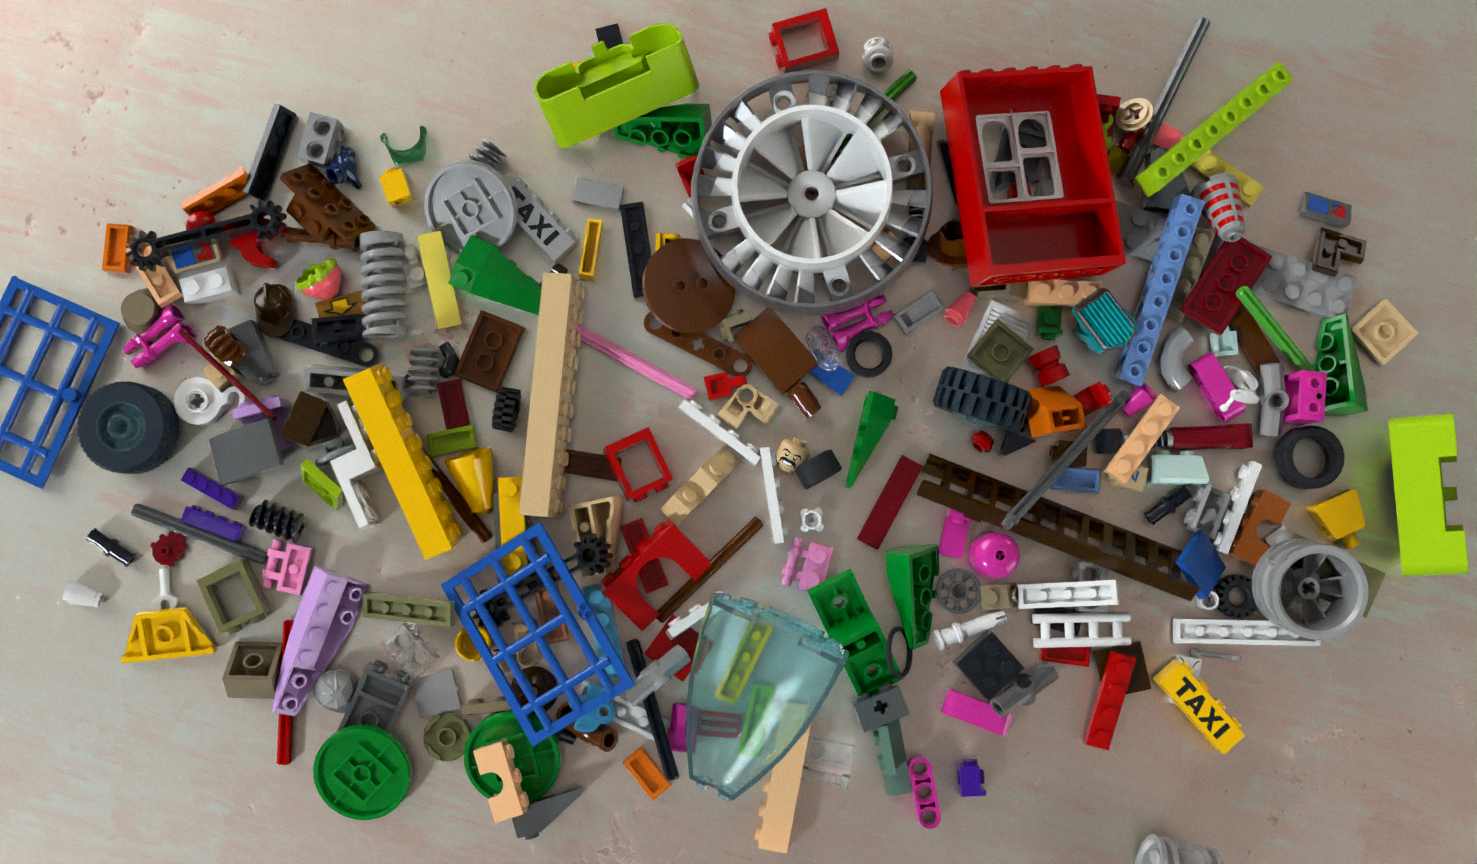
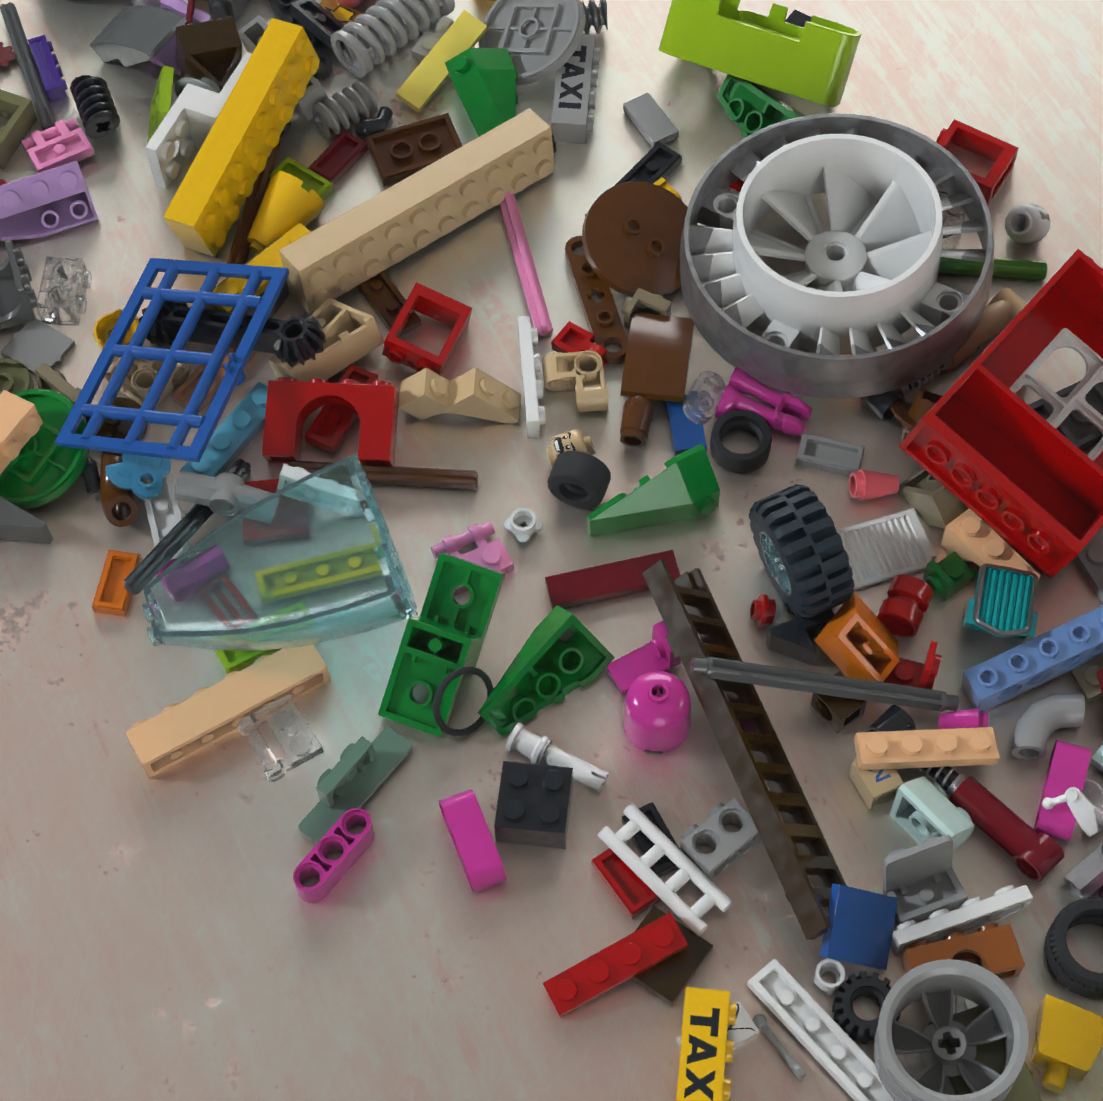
camera: 50 degrees right, 25 degrees down
(212, 488) = (80, 44): dark purple piece -> none
(409, 609) = (103, 255): olive plate -> none
(506, 409) = (369, 182): black tyre -> none
(590, 250) = (591, 152): yellow piece -> none
(775, 505) = (505, 474): white plate -> none
(892, 710) = (393, 744): dark grey brick -> none
(958, 591) = (586, 718): dark grey wheel -> none
(970, 778) = (391, 891): dark purple brick -> none
(999, 596) = (621, 760): dark tan bracket -> none
(1000, 351) = (873, 552): olive tile -> none
(1024, 689) = (542, 857): dark grey piece -> none
(1068, 594) = (688, 810): white plate -> none
(1078, 480) = (819, 736): medium blue tile -> none
(1168, 505) = (878, 845): black pin -> none

